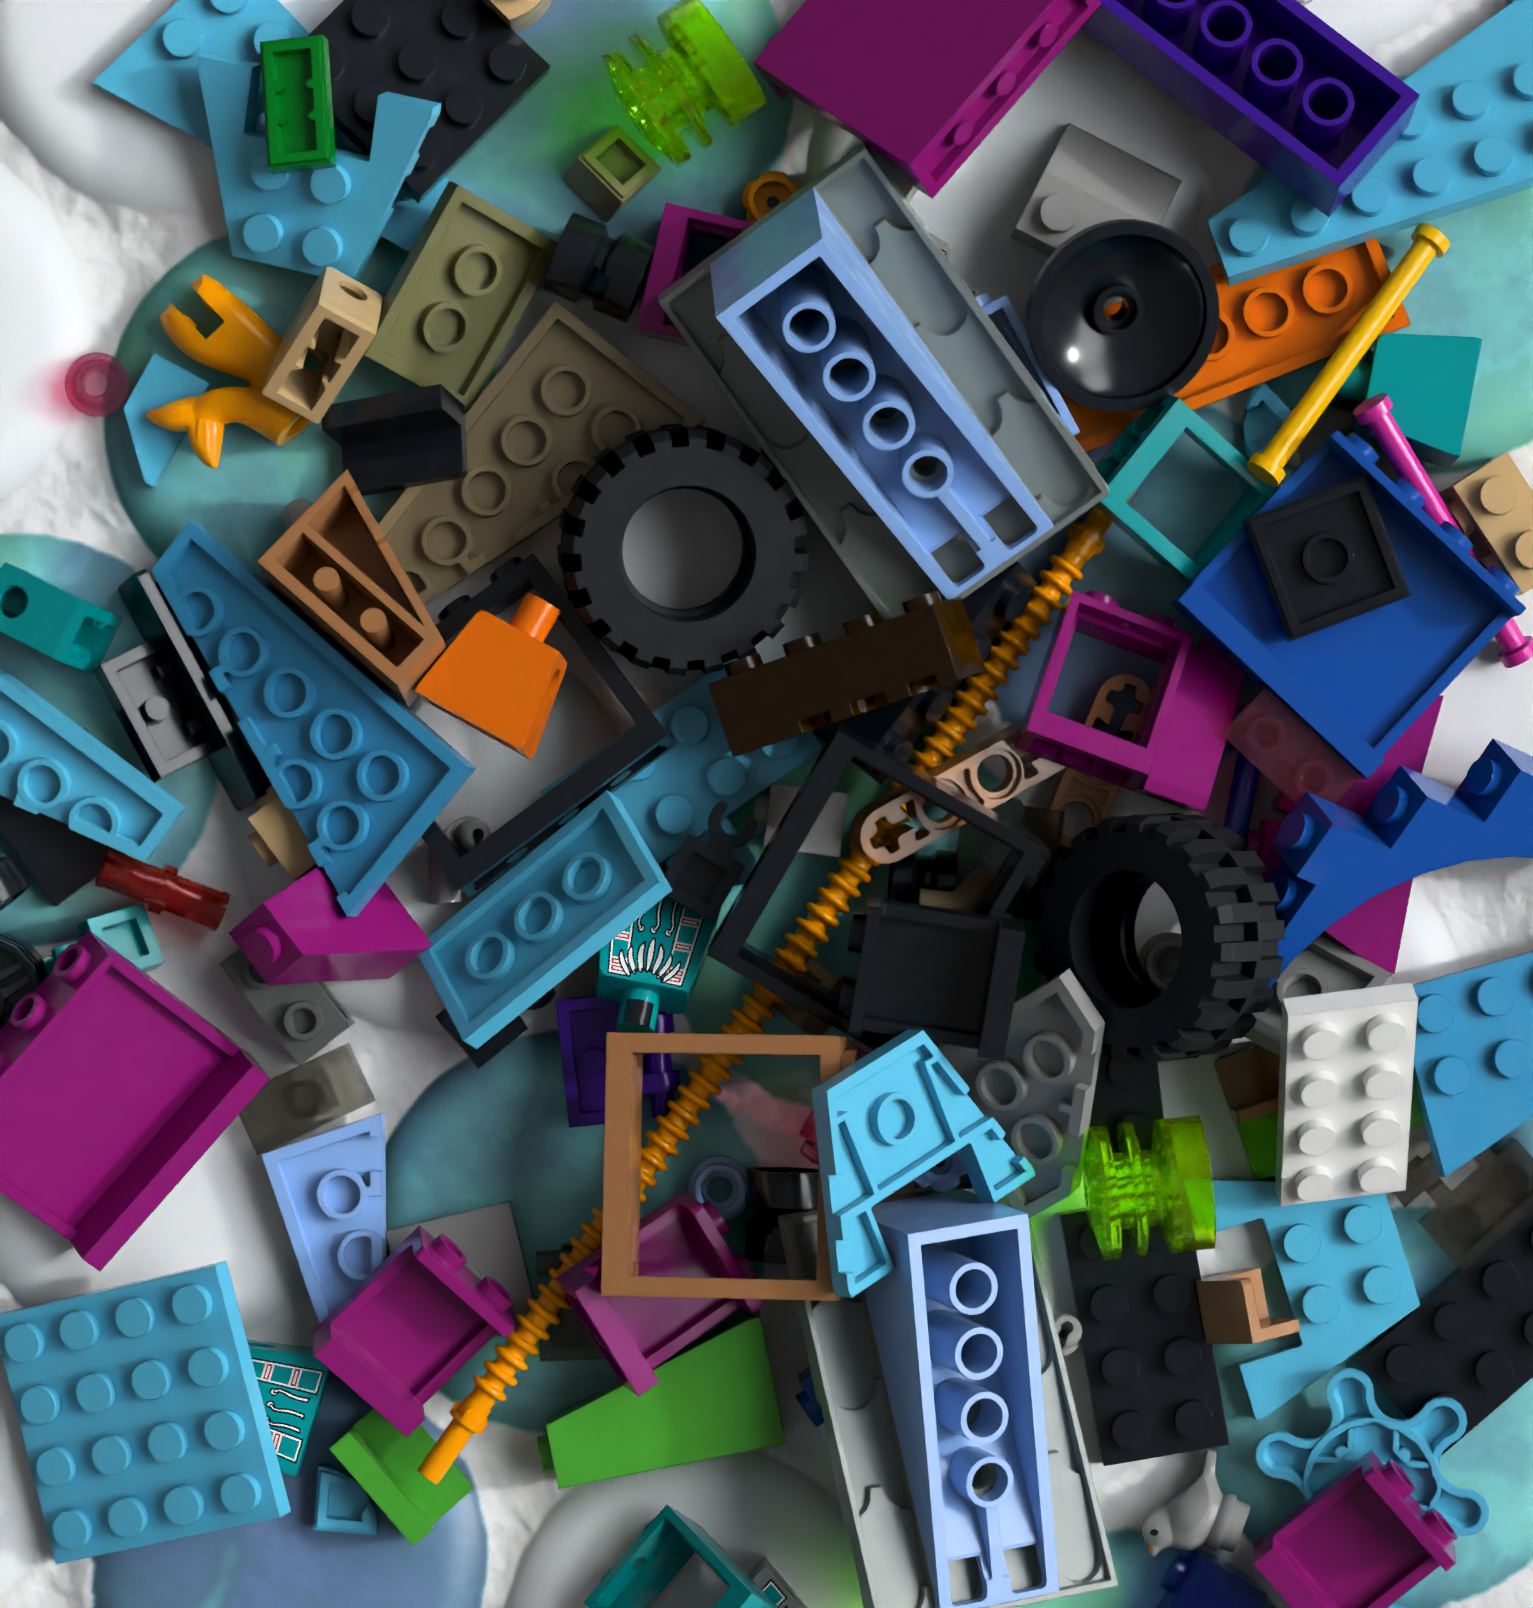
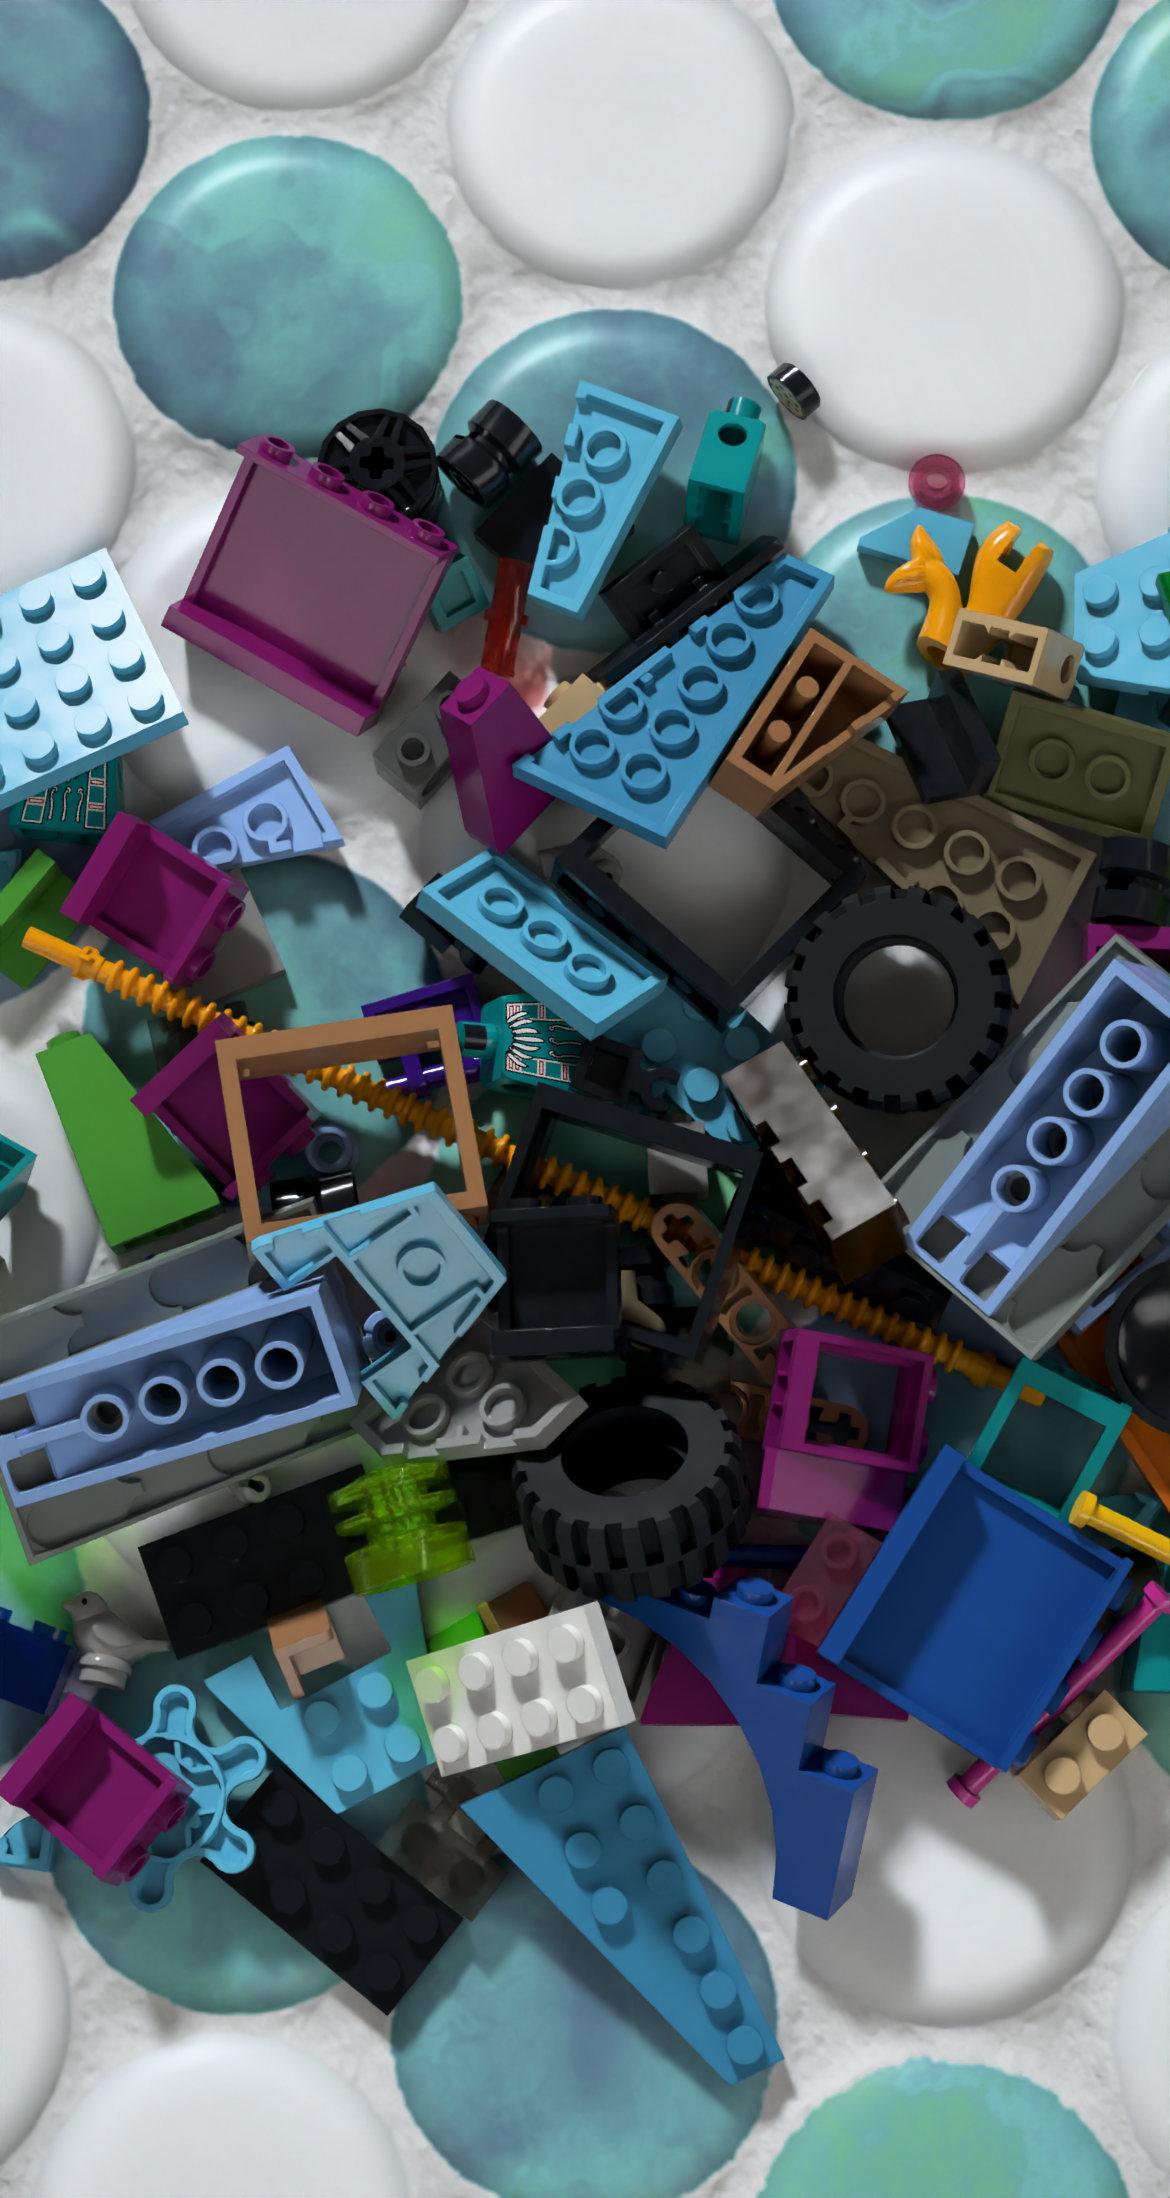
camera: 85 degrees right, 10 degrees down
(306, 1099) = (344, 775): clear smoke plate -> none
(500, 675) = (752, 857): orange torso -> none
(1326, 558) = (1013, 1579): black tile -> none

